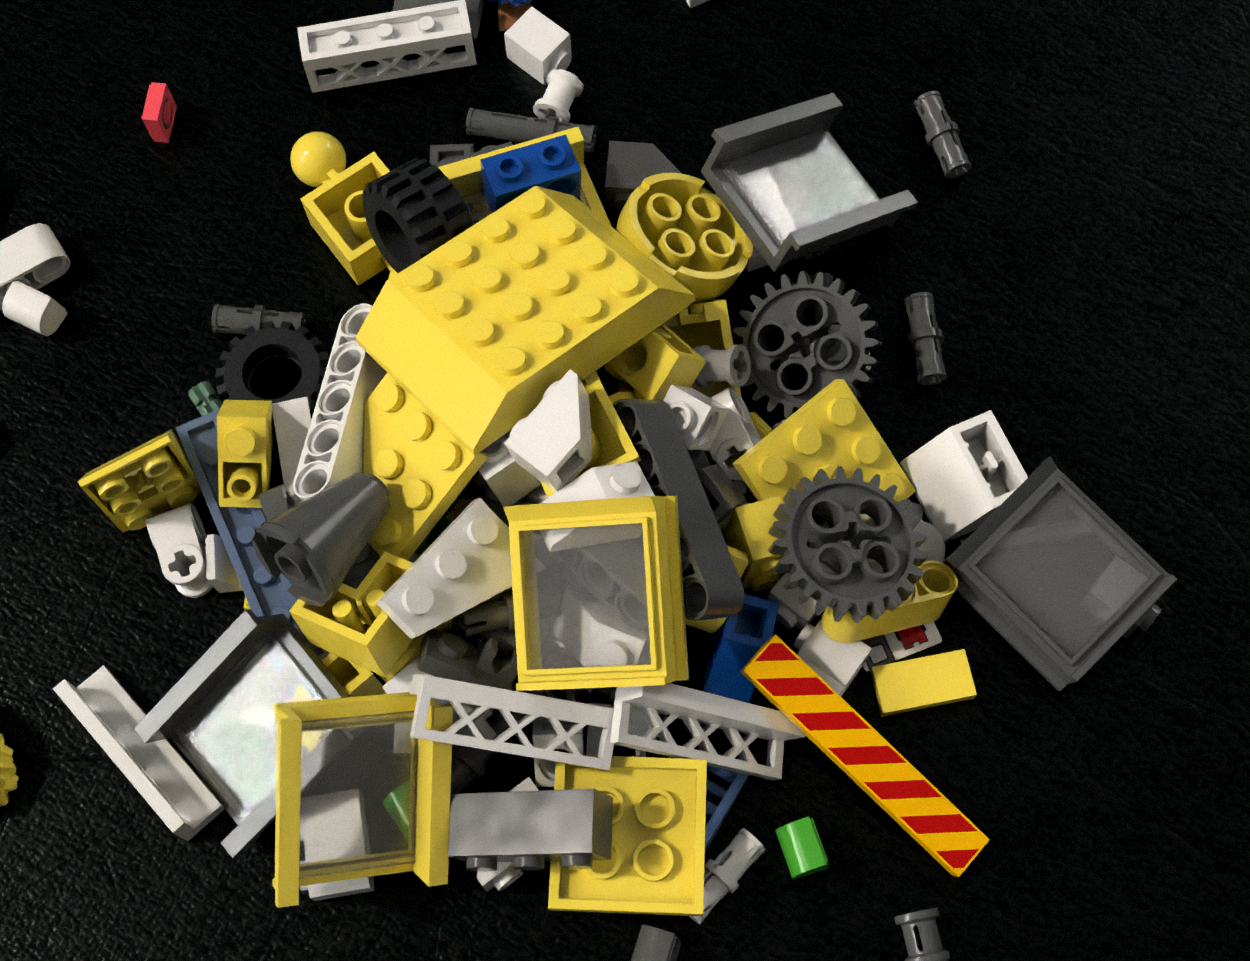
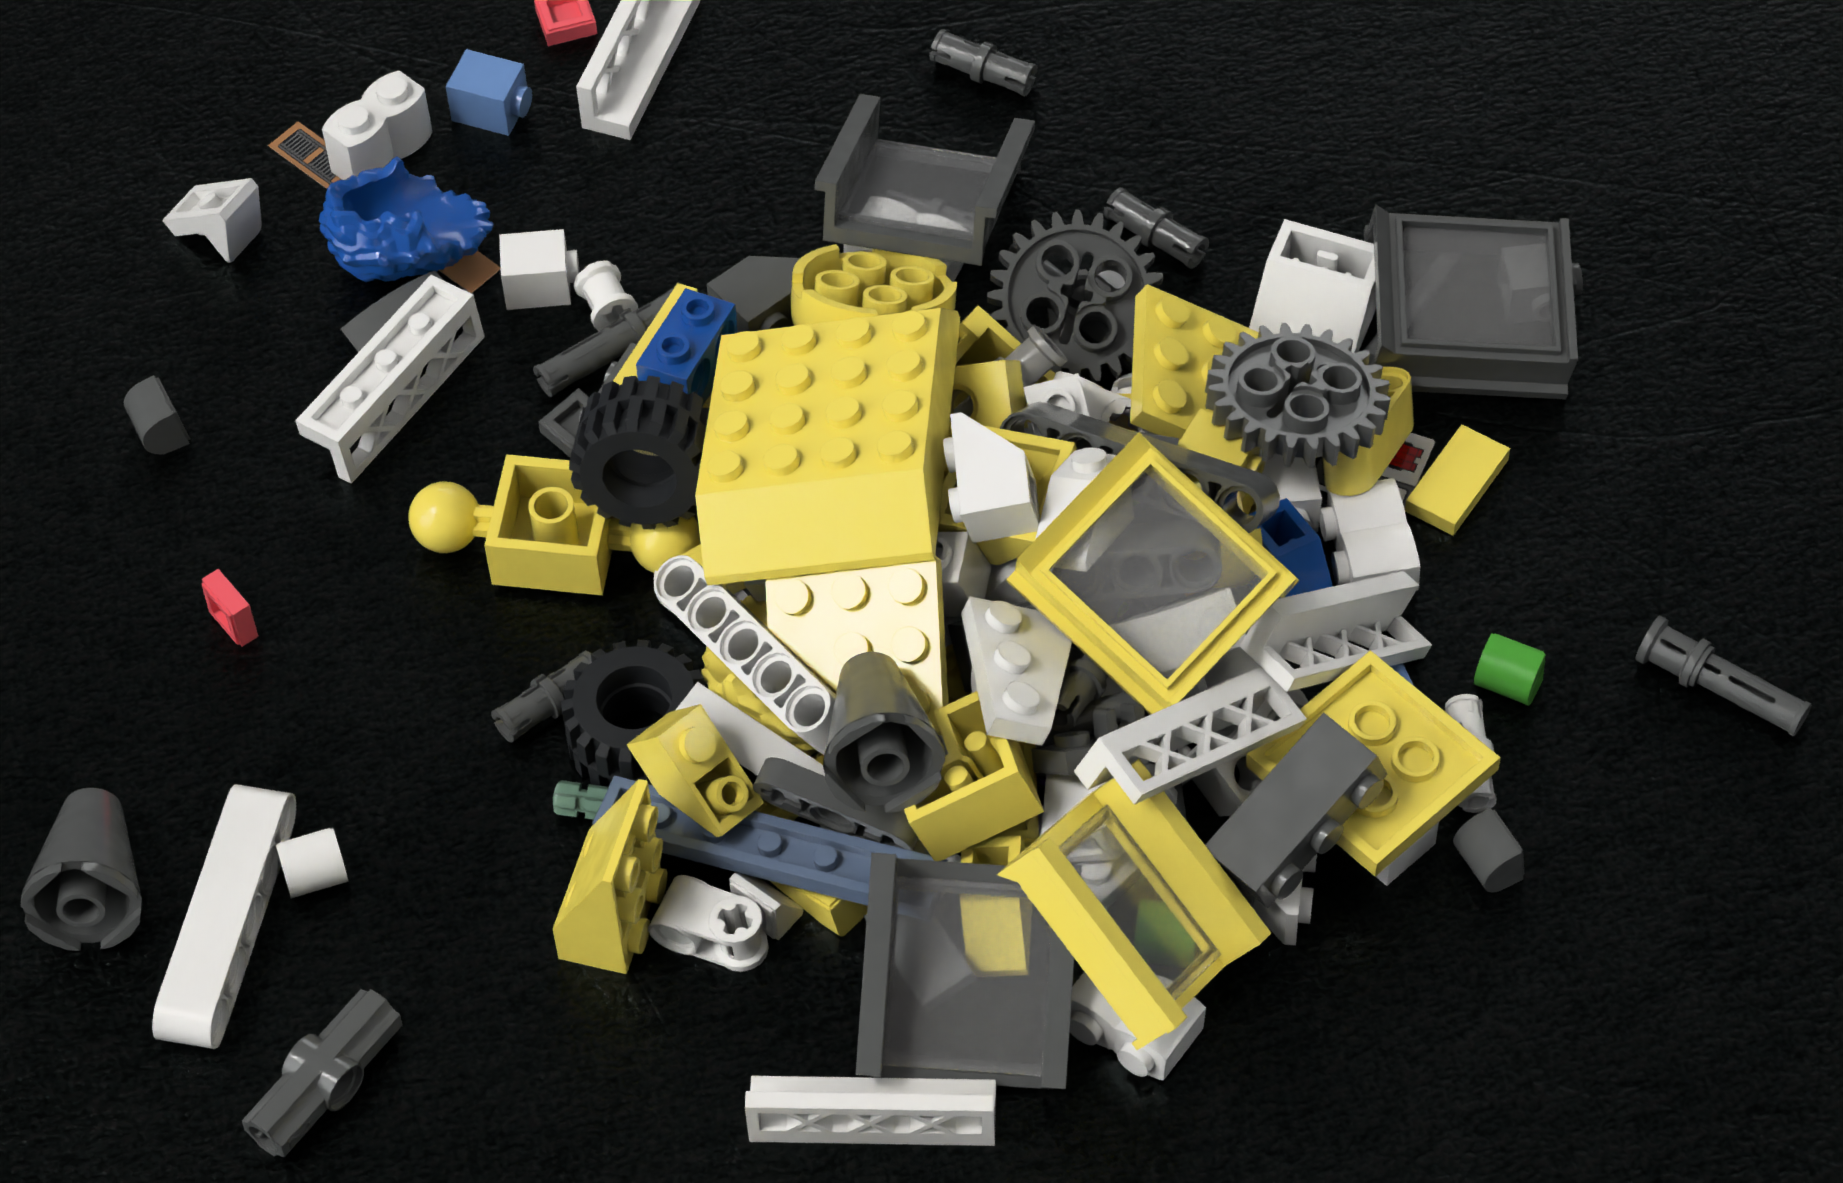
camera: 45 degrees left, 15 degrees down
(864, 755) = (1479, 554): tile -> none

